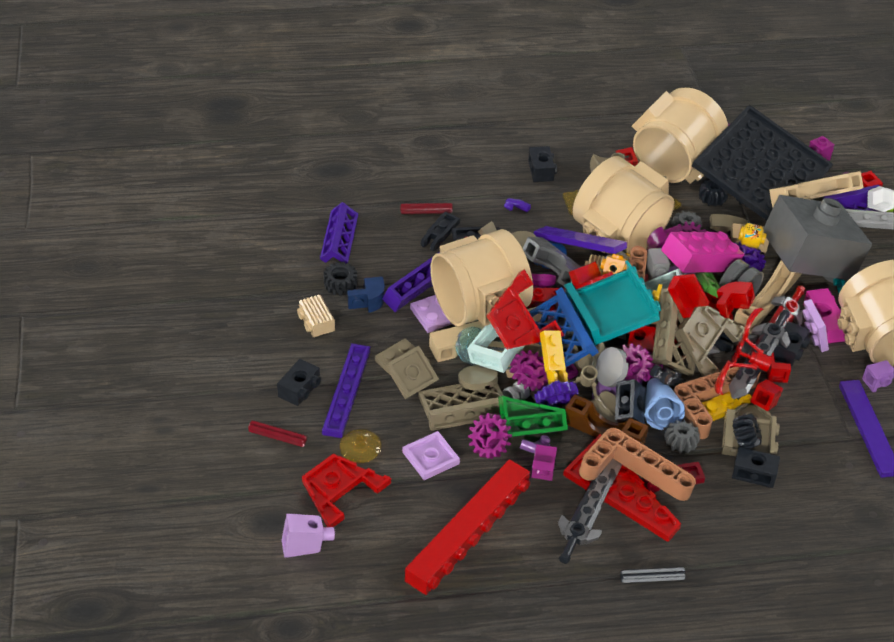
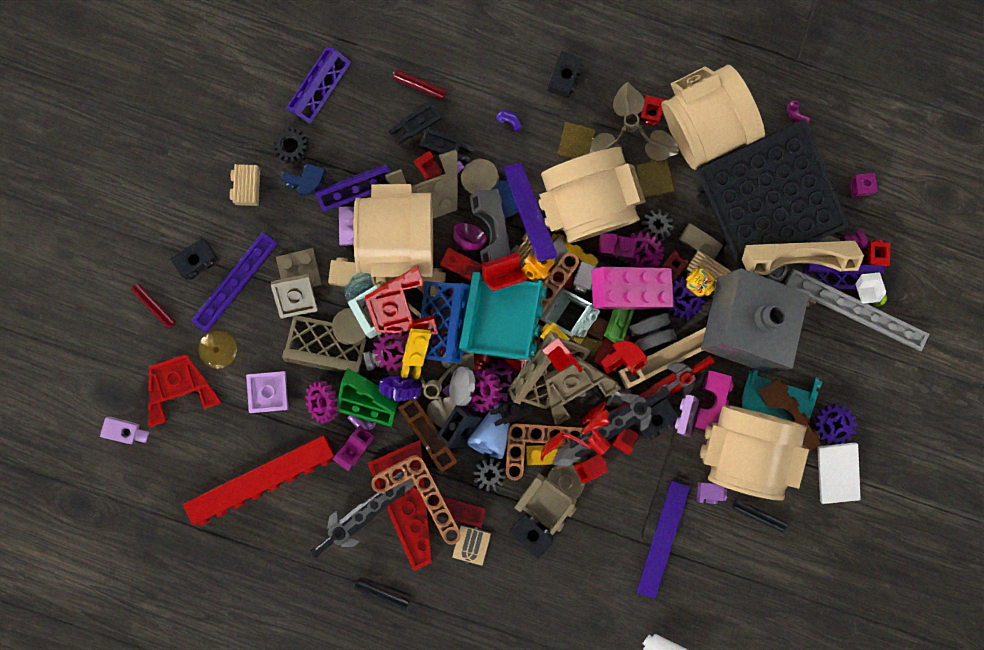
camera: 30 degrees right, 40 degrees up
(707, 502) = (472, 545): none -> piece
(747, 431) = (540, 506): black gear -> none

